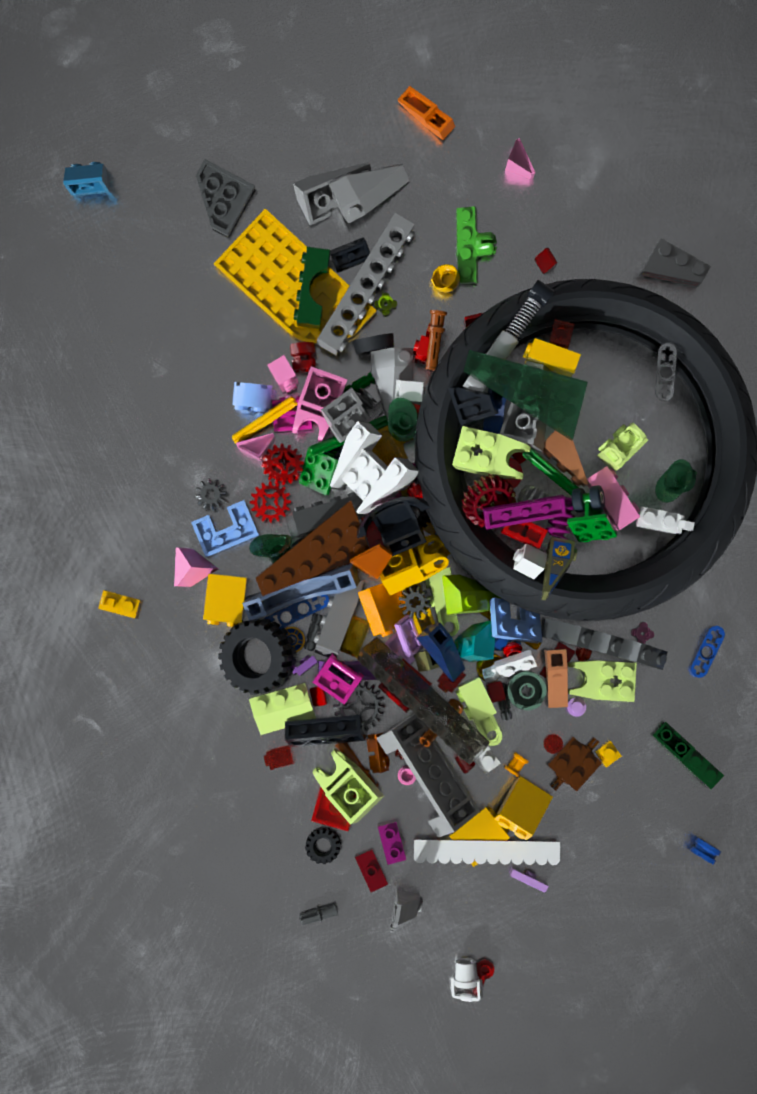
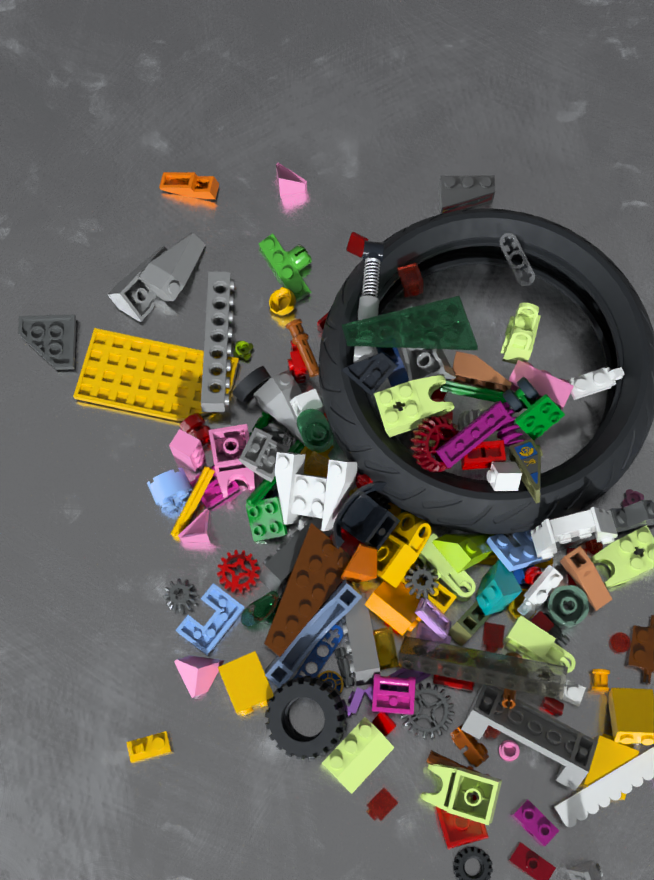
camera: 30 degrees left, 15 degrees down
(276, 469) = (230, 532): red gear -> none
(316, 263) = (180, 387): dark green arch -> none
(324, 731) = (409, 752): black fence -> none
(350, 254) = (189, 327): black slope -> none
(442, 649) = (470, 608): dark blue slope -> none
(553, 357) = (414, 294): yellow brick -> none
(576, 706) = (620, 596): lavender plate -> none
(587, 644) = (570, 526): none -> white wedge
(675, 481) = (583, 342): clear green piece -> none

